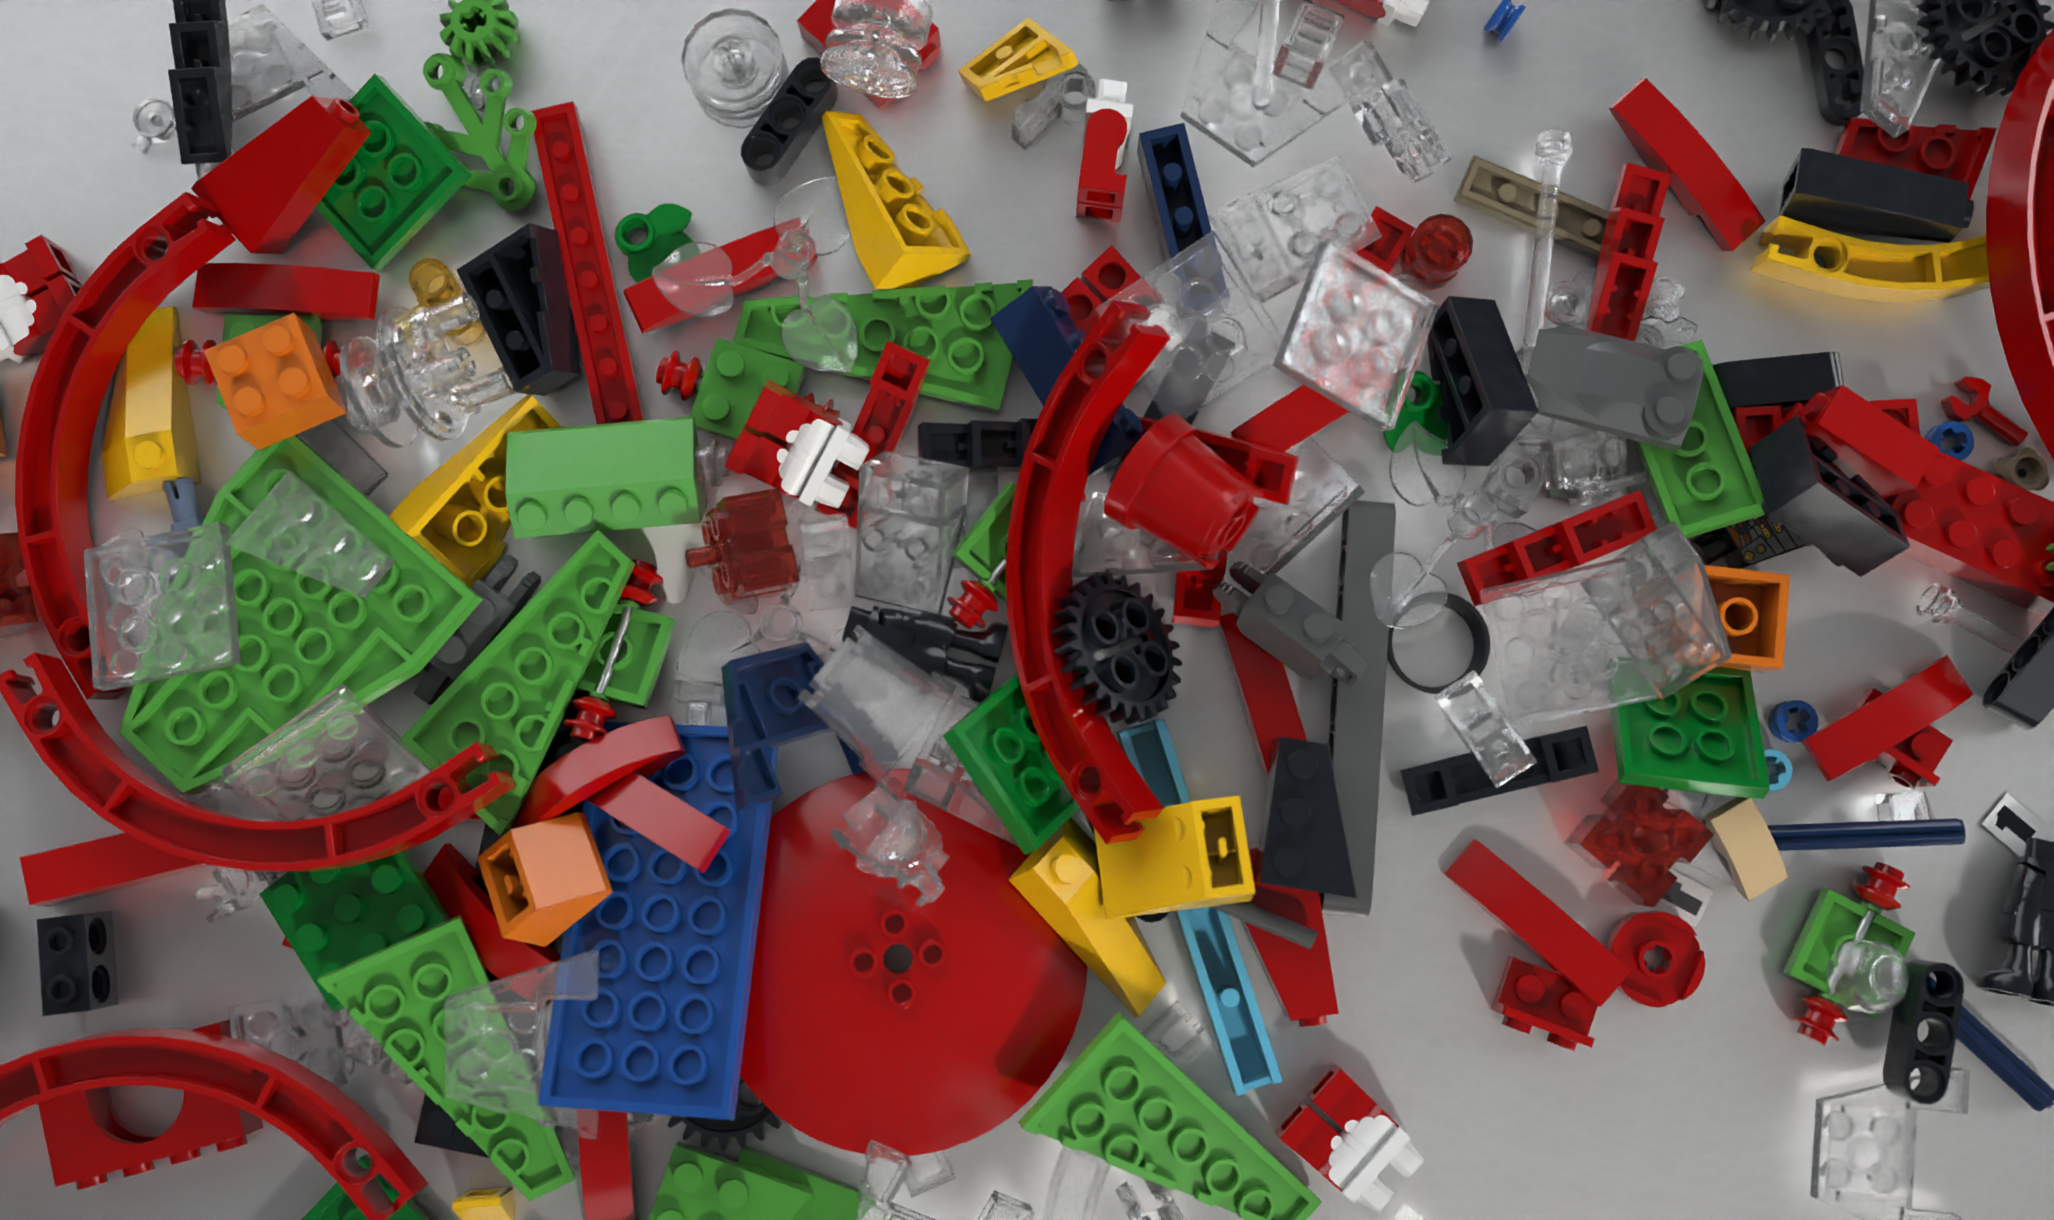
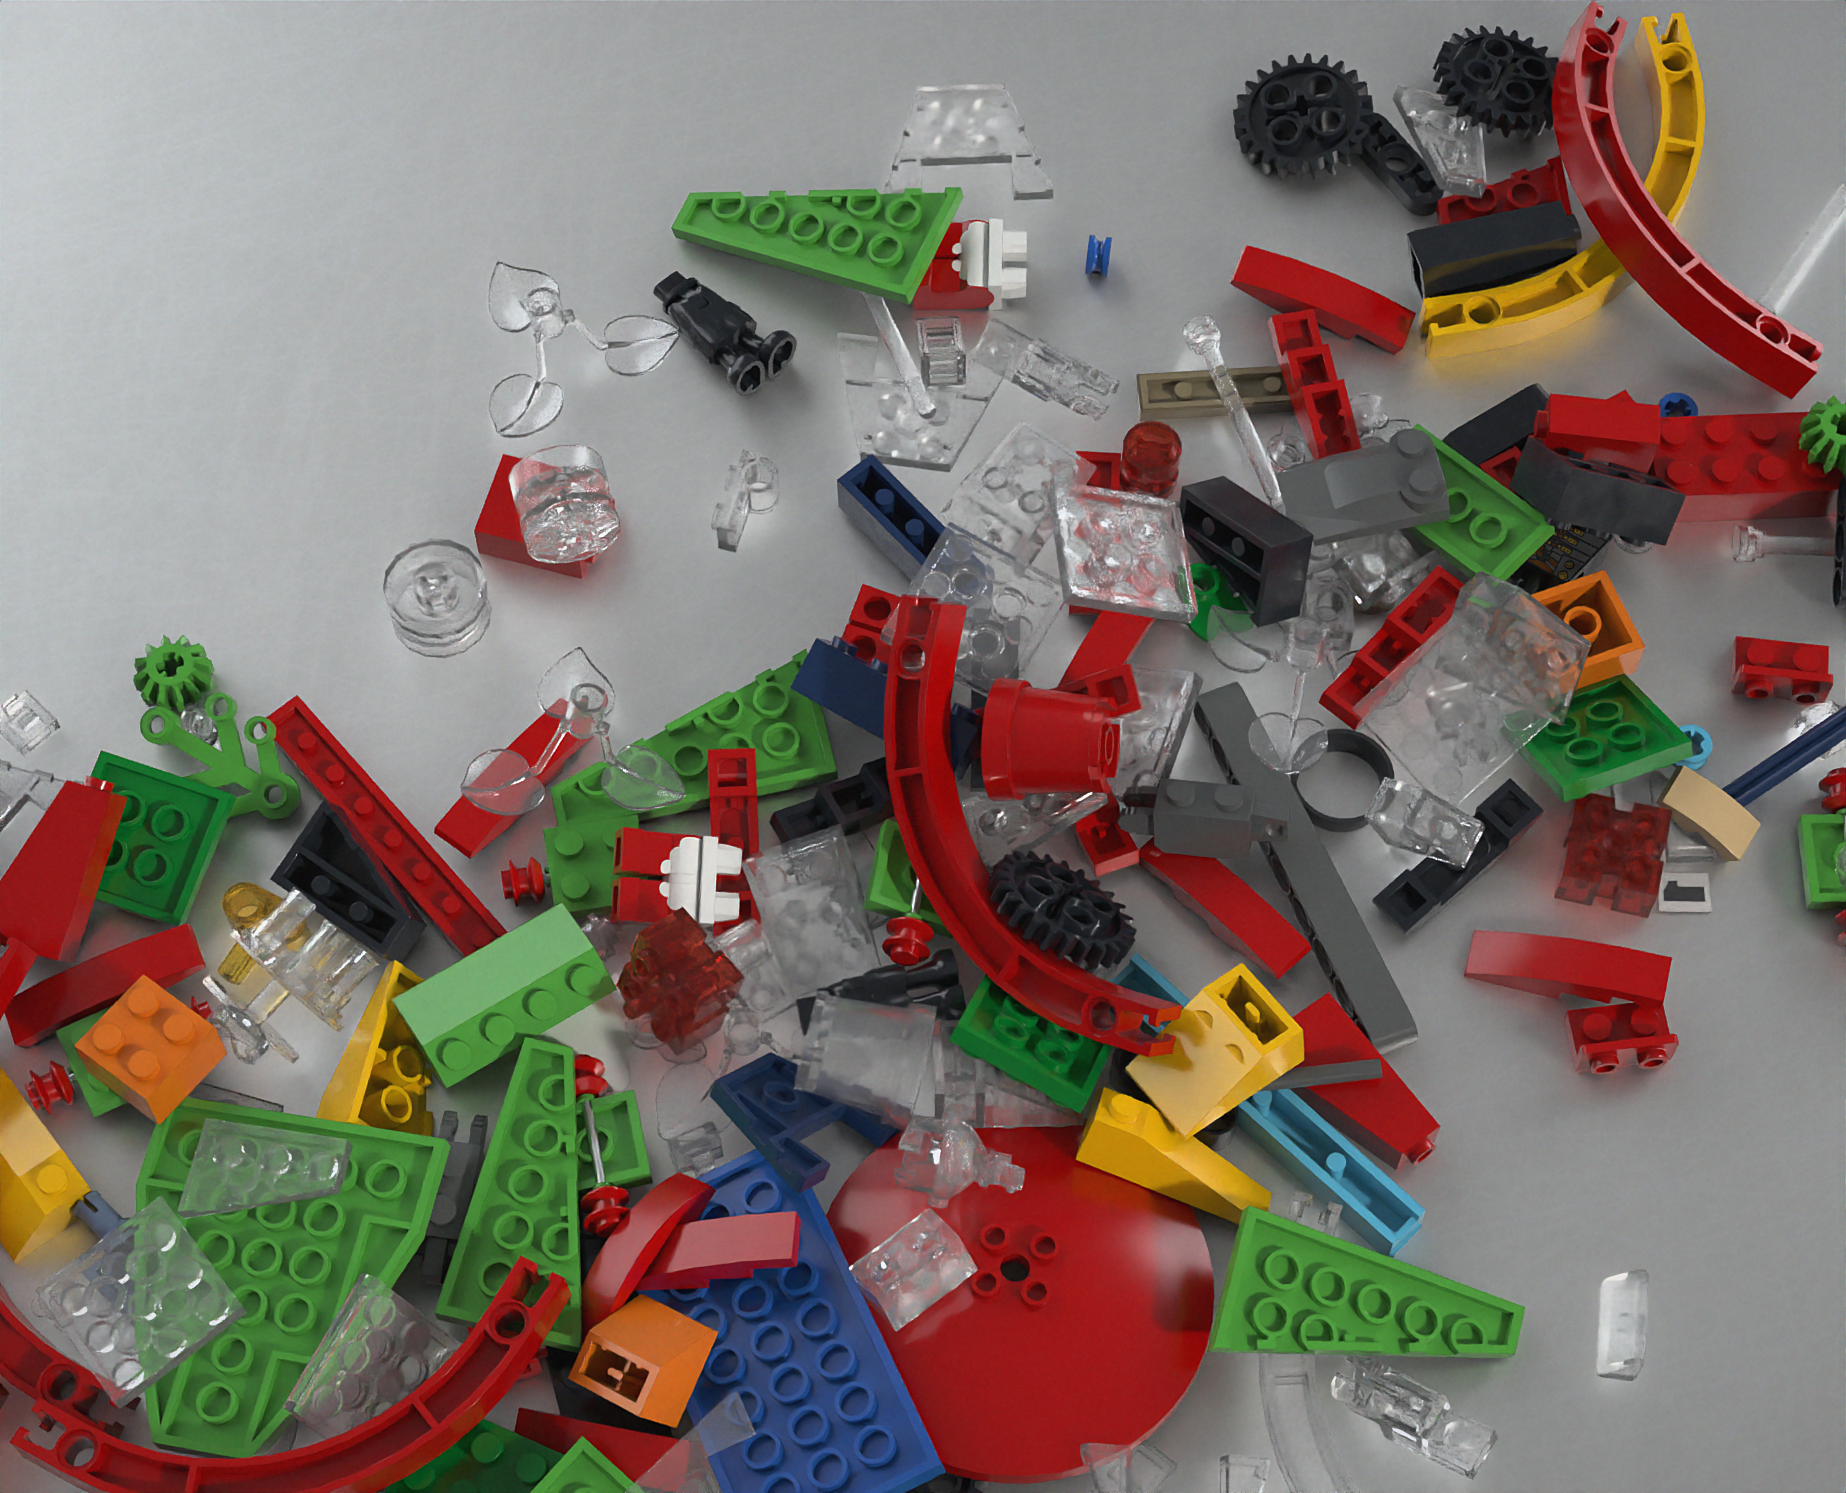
camera: 30 degrees left, 20 degrees down
(663, 236) = (440, 772): green plate -> none
(788, 143) = (512, 640): black beam -> none
(802, 925) = (913, 1269): none -> clear brick
(889, 221) = (649, 666): yellow wedge -> none
(1017, 61) = (690, 477): yellow wing -> none
(1104, 141) = (821, 537): red hips -> none
(1303, 822) = (1314, 969): black wedge -> none
(1363, 1147) = (1514, 1240): hips -> none
(1679, 947) = (1695, 923): red plate -> none
(1778, 717) = (1696, 706): blue bush -> none
(1888, 719) = (1758, 651): red slope -> none
(1980, 409) = (1686, 377): red bar -> none
(2030, 463) = (1752, 399): dark tan plate -> none

